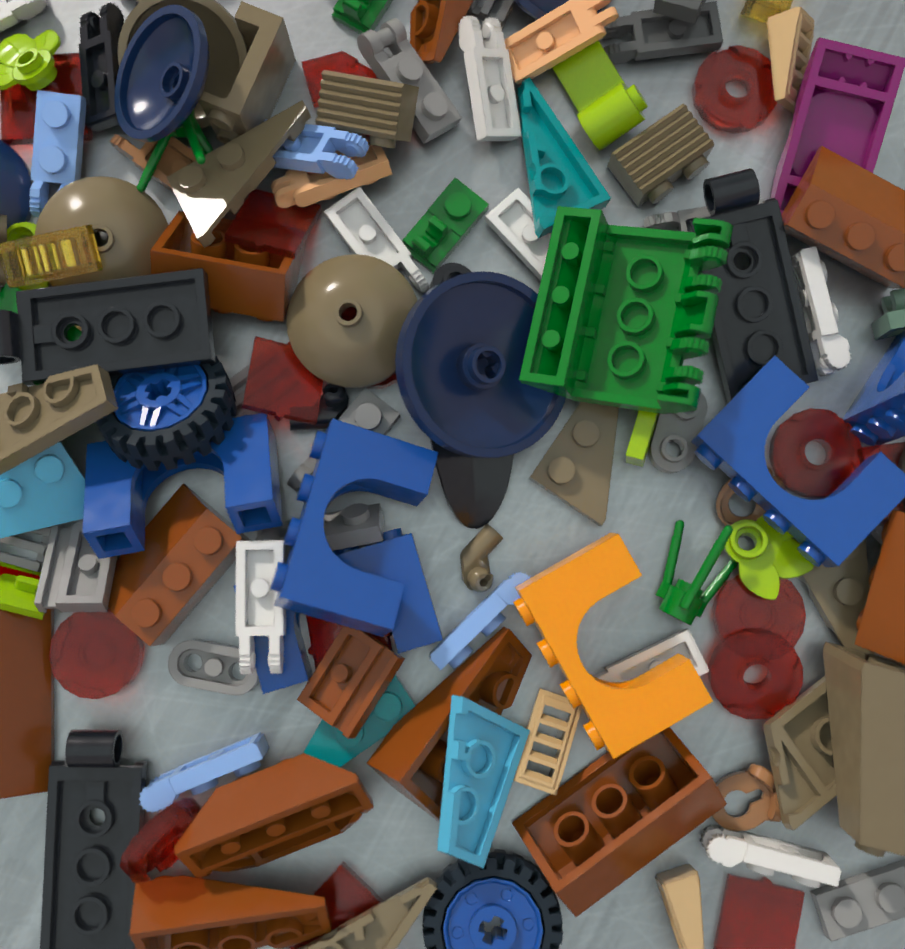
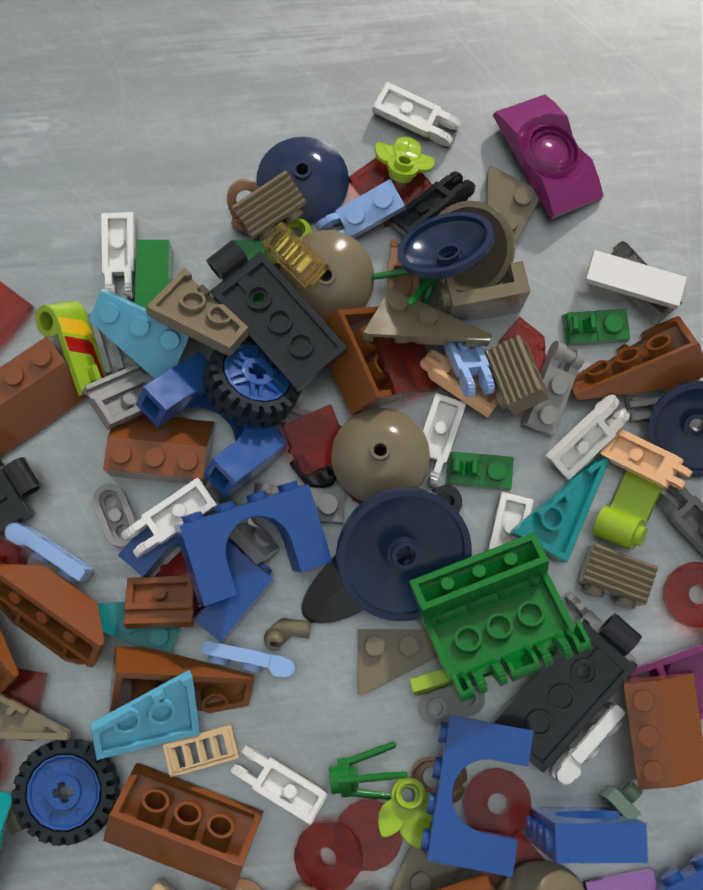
camera: 50 degrees right, 5 degrees down
(95, 654) = (77, 440): clear red tile -> none
(618, 711) = (246, 781): light orange arch -> none

